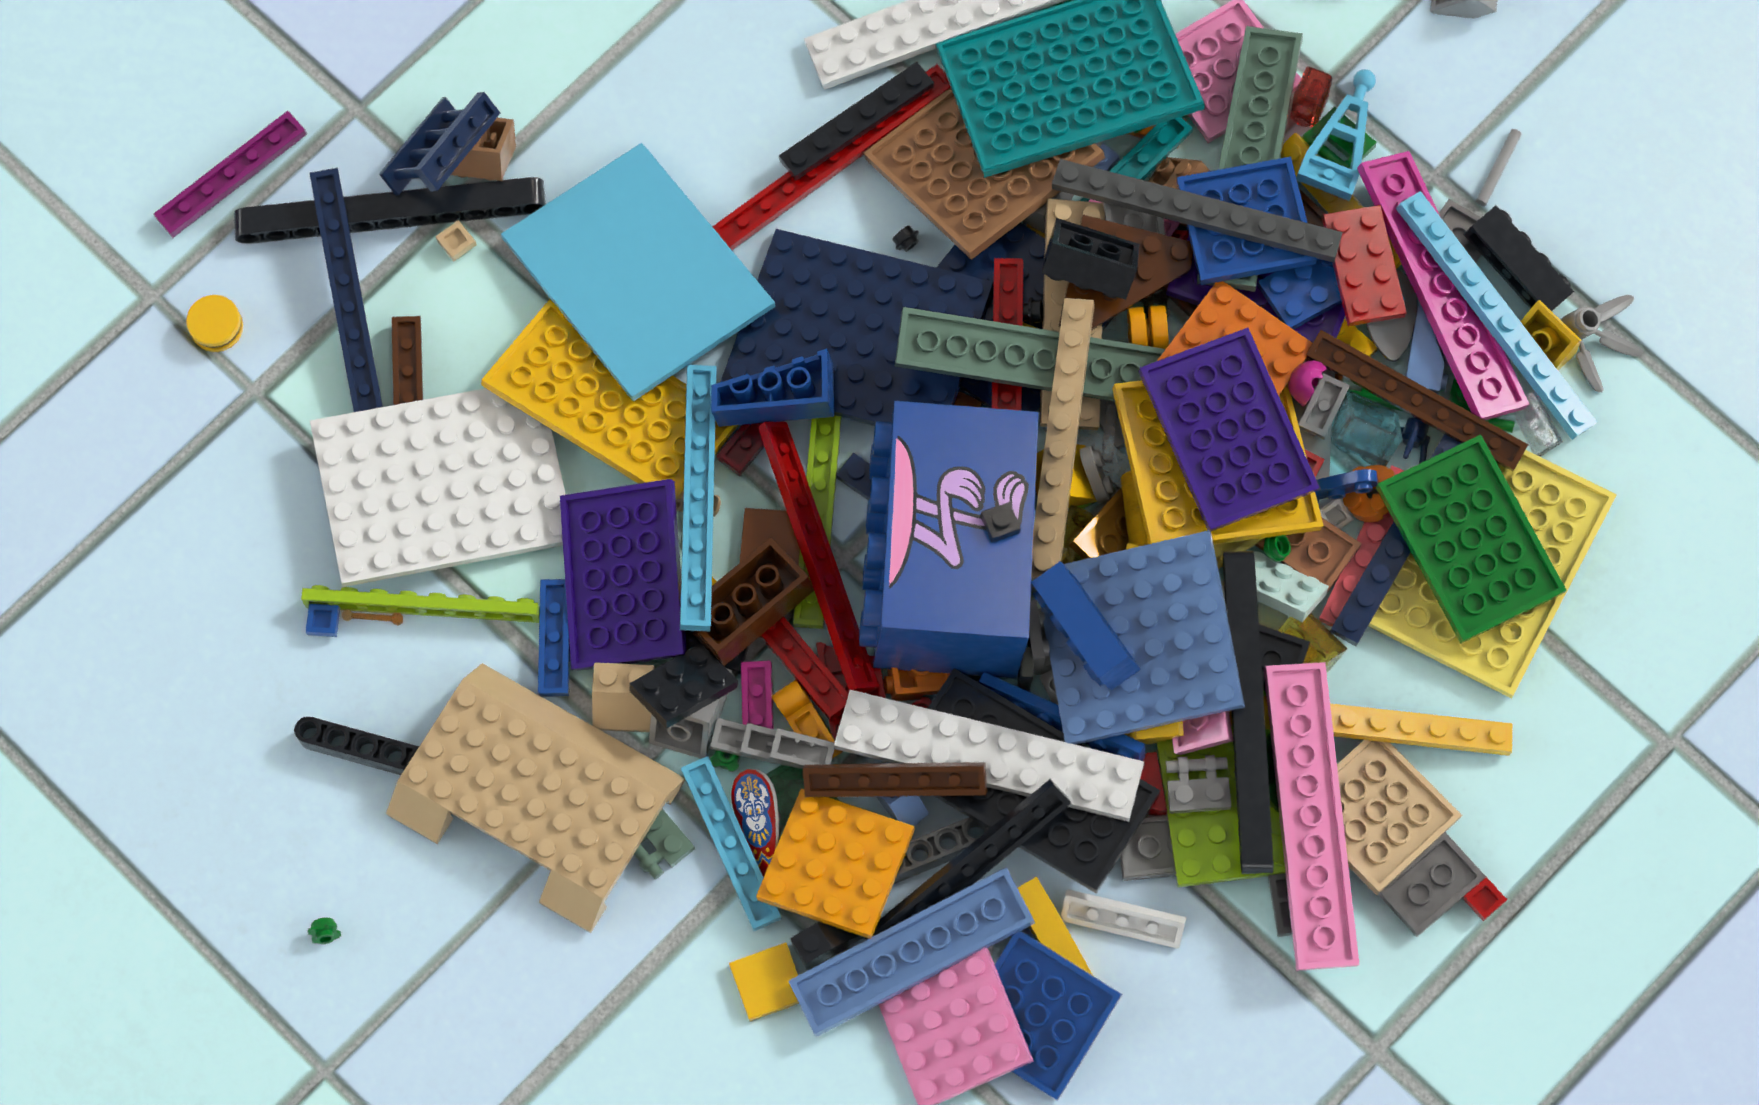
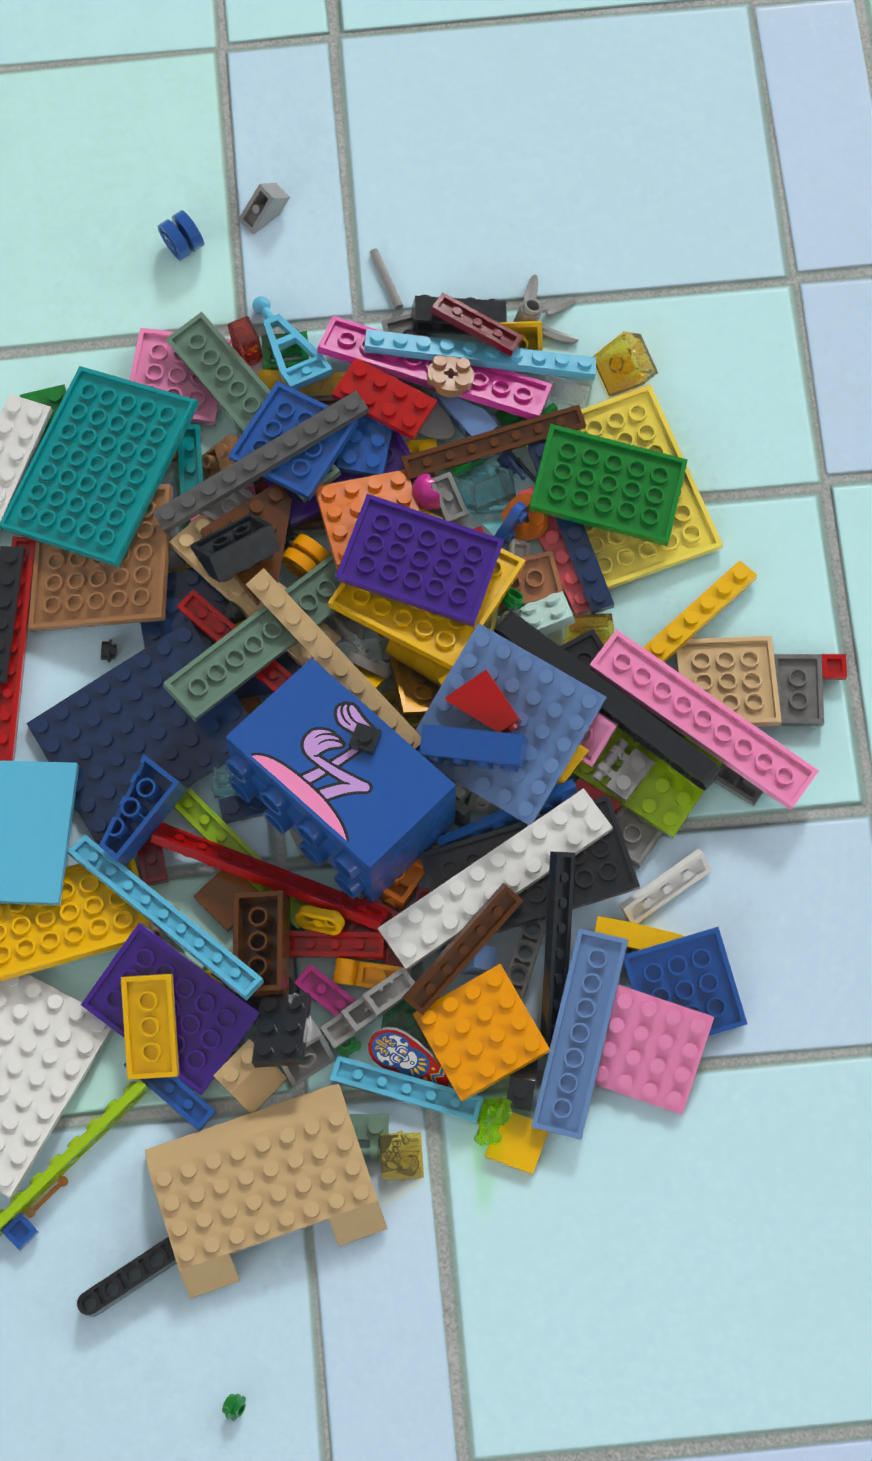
camera: 50 degrees left, 0 degrees up
(589, 570) = (150, 1026): none -> yellow plate
(666, 889) = (401, 1156): none -> clear yellow piece
(768, 938) = (492, 1116): none -> clear neon green plate
(815, 634) = (320, 920): none -> yellow plate
(864, 441) = (220, 783): none -> clear light blue plate
(1137, 603) = (486, 703): none -> red slope
(1451, 292) = (442, 367): none -> plate
(1518, 284) = (476, 324): none -> dark red plate
(1616, 453) = (625, 363): none -> clear yellow slope

